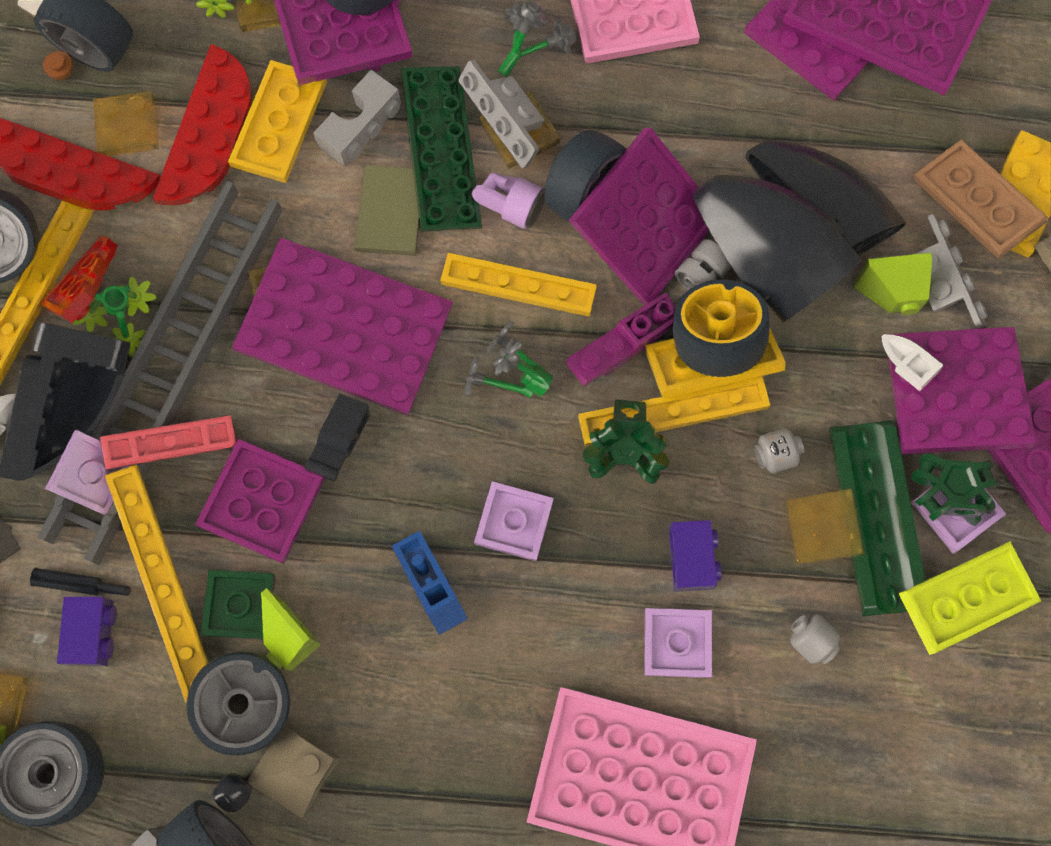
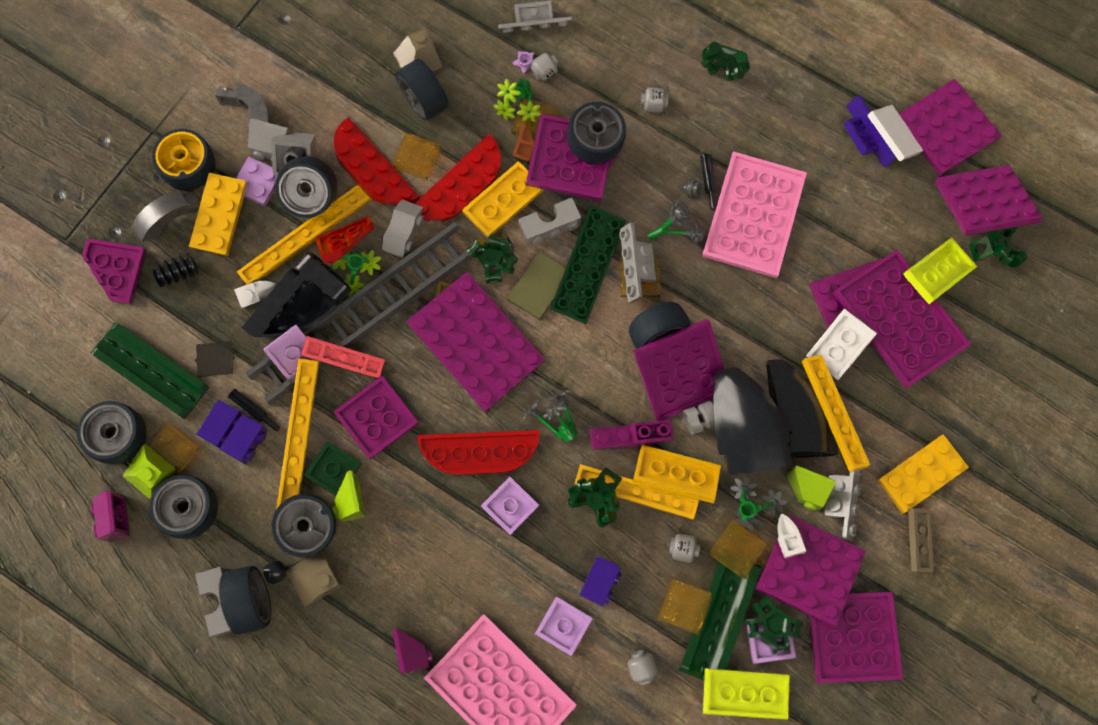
camera: 25 degrees right, 0 degrees up
(36, 629) = (219, 424): none -> dark purple brick
(58, 65) = (397, 101): dark orange plate -> none
(158, 227) = (402, 228): none -> light grey brick
(268, 35) = (525, 144): none -> dark orange tile
(304, 198) = (492, 255): none -> dark green piece
(338, 437) = (437, 404): black piece -> none
(429, 582) = (443, 515): blue slope -> none
(430, 471) = (479, 451): none -> red plate
(490, 796) = (411, 652): none -> magenta slope
(518, 284) = (588, 369): yellow plate -> none
(520, 206) = (617, 322): lavender piece -> none
(721, 328) = (688, 459): wheel -> none
(831, 80) = (842, 343): none -> white tile
(838, 347) = (749, 508): none -> dark grey plant
(850, 413) = (738, 549): none -> clear yellow plate
(876, 170) = (836, 413): none -> yellow plate
(980, 199) = (891, 463): medium nougat tile -> none

